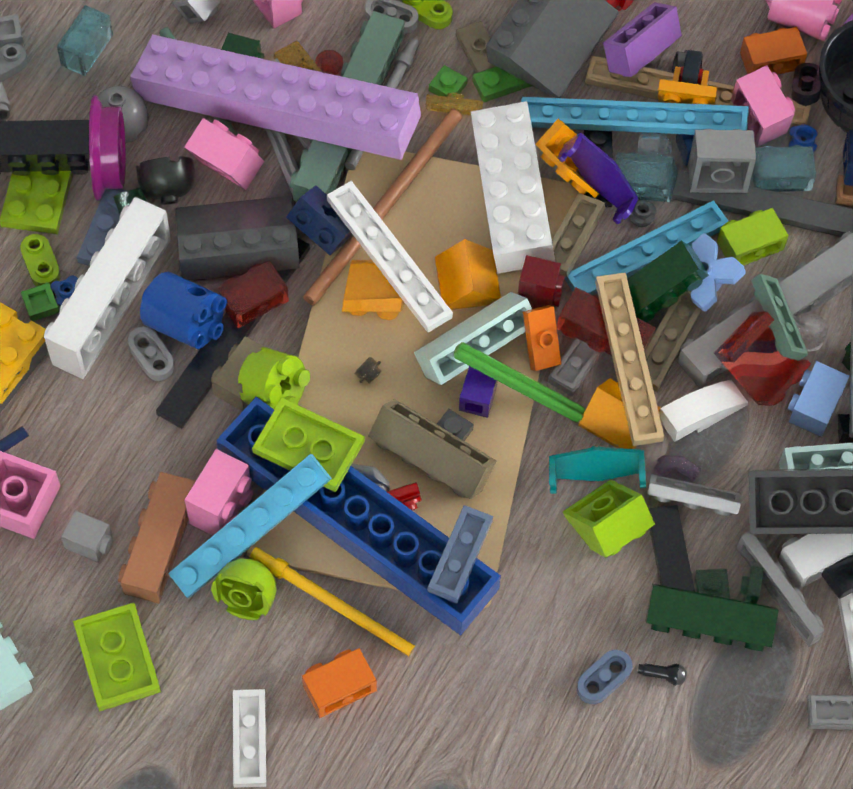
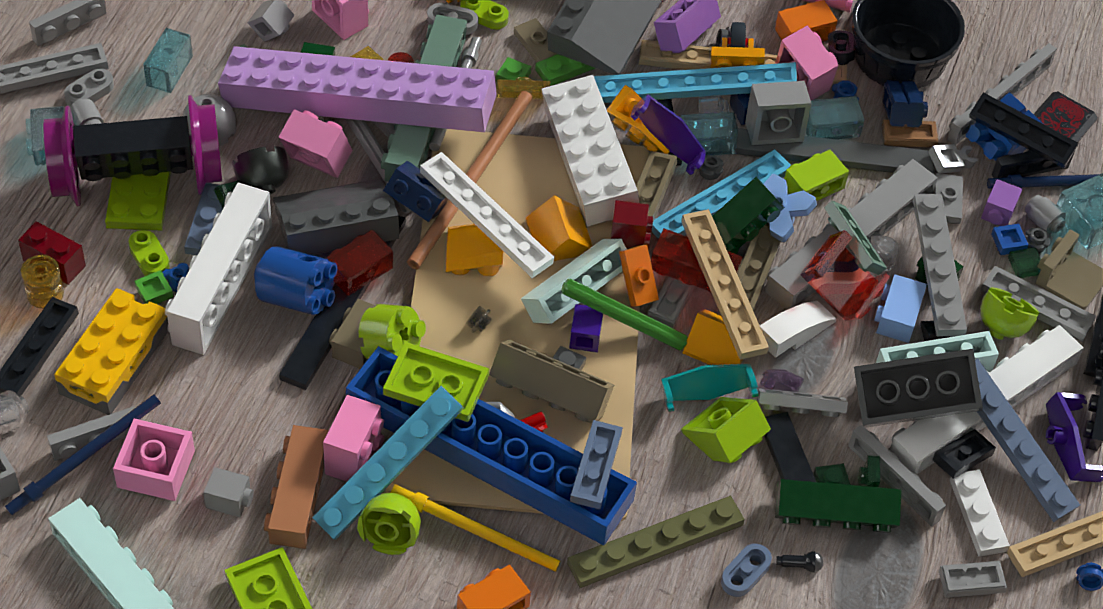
camera: 10 degrees left, 10 degrees down
(152, 355) = (269, 326): light grey plate -> none
(516, 634) = (655, 541): none -> olive plate

